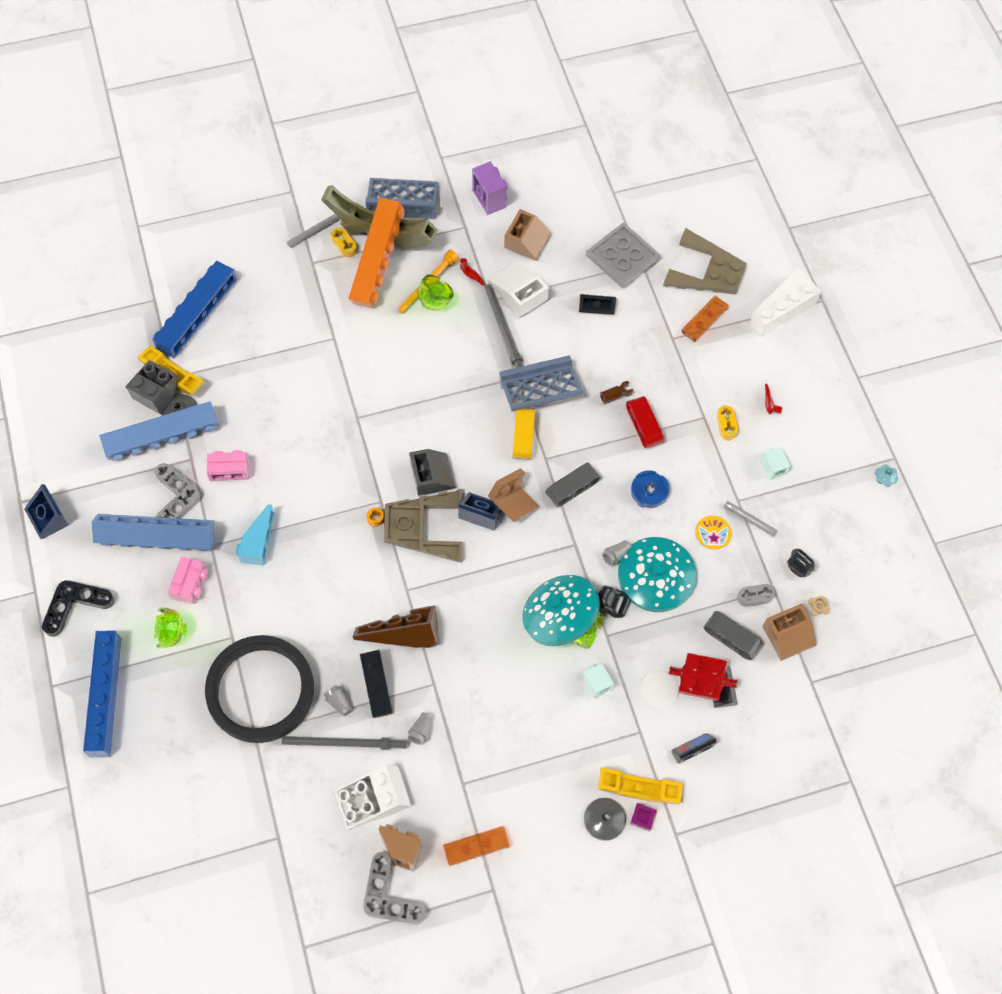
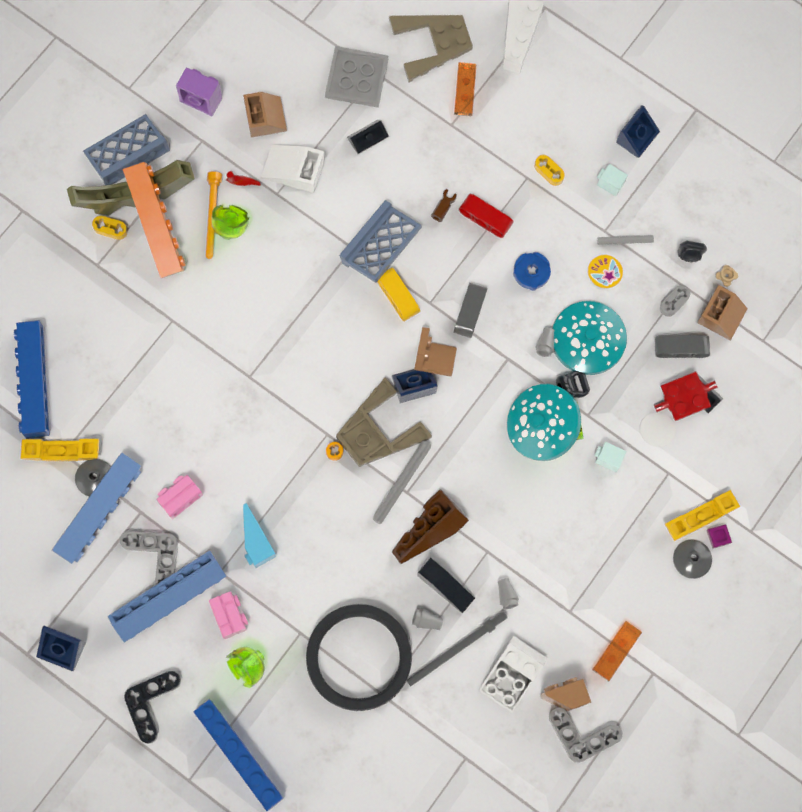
camera: 40 degrees left, 10 degrees up
(153, 386) = (58, 474): dark grey slope -> none
(312, 230) = (72, 236): light grey bar -> none
(408, 578) = (401, 482): none -> light grey axle
(431, 471) = (350, 381): dark grey slope -> none
(515, 357) = (339, 232): dark grey bar -> none
(693, 748) = (717, 456): black slope -> none
(769, 404) = (570, 129): red bar -> none
(827, 440) = (638, 132): none -> dark blue slope
(886, 475) = (700, 129): clear light blue plant -> none

